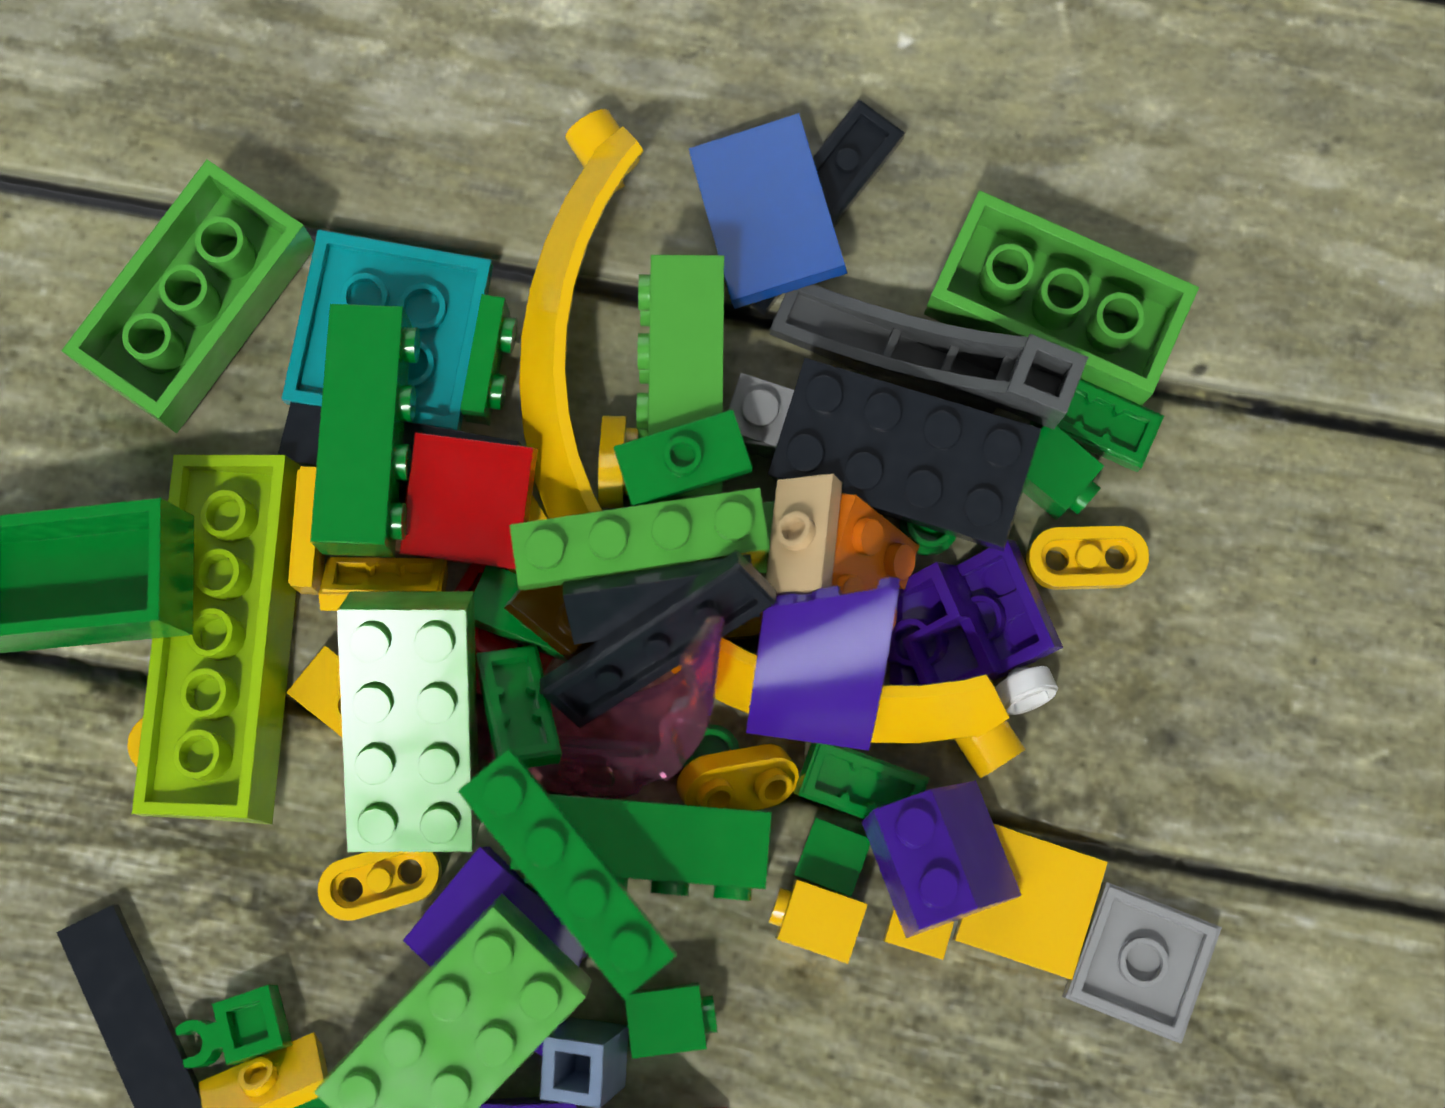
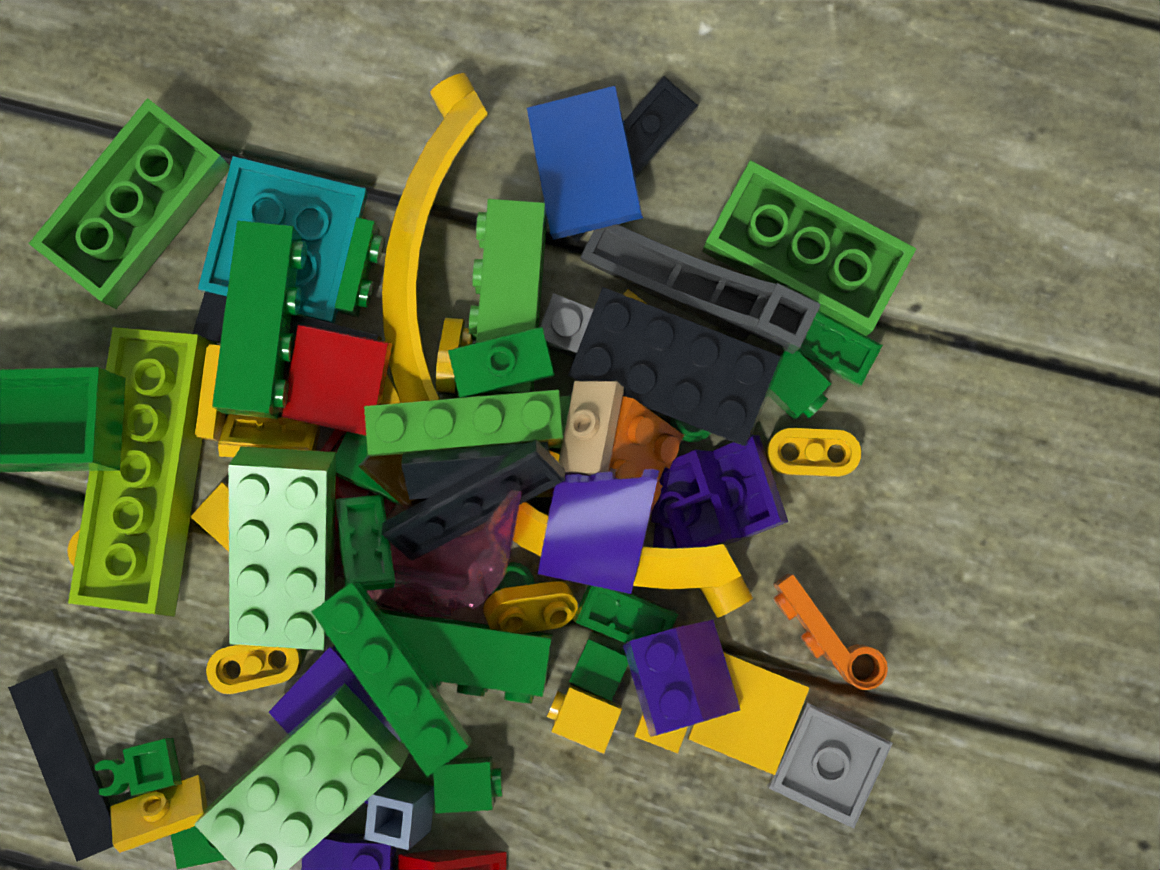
camera: 10 degrees right, 5 degrees up
(1026, 689) = (757, 551): white tile -> none
(1119, 795) = (822, 639): none -> orange plate

